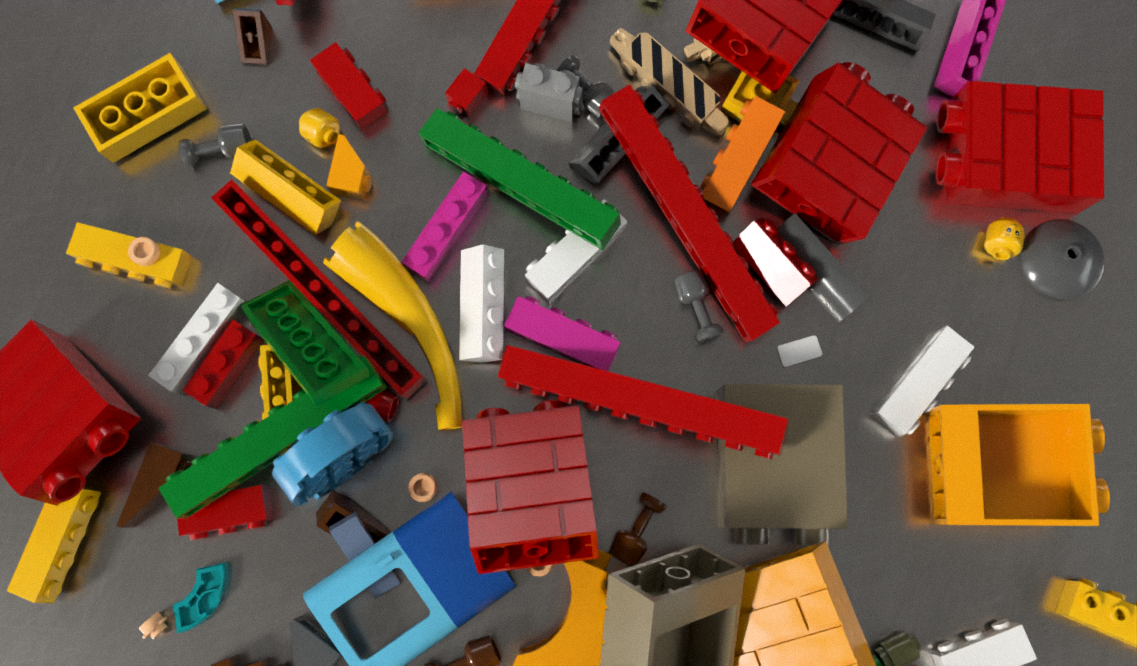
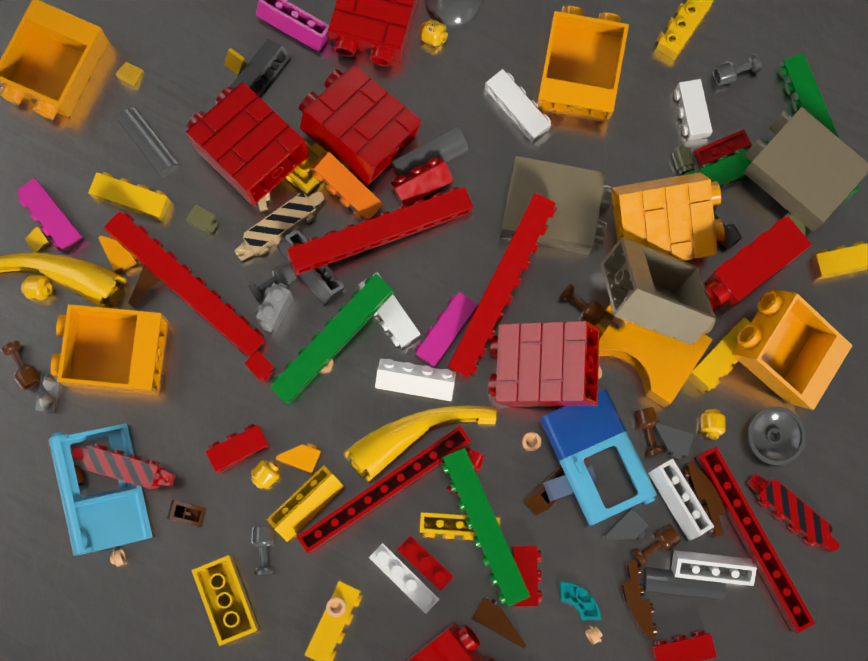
camera: 85 degrees left, 0 degrees up
(304, 342) = (423, 498): green plate -> none
(331, 453) = (503, 490): dark azure brick -> none
(445, 227) = (356, 395): dark pink brick -> none
(693, 289) = (430, 239): dark grey piece -> none
(799, 351) = (482, 179): white sticker -> none

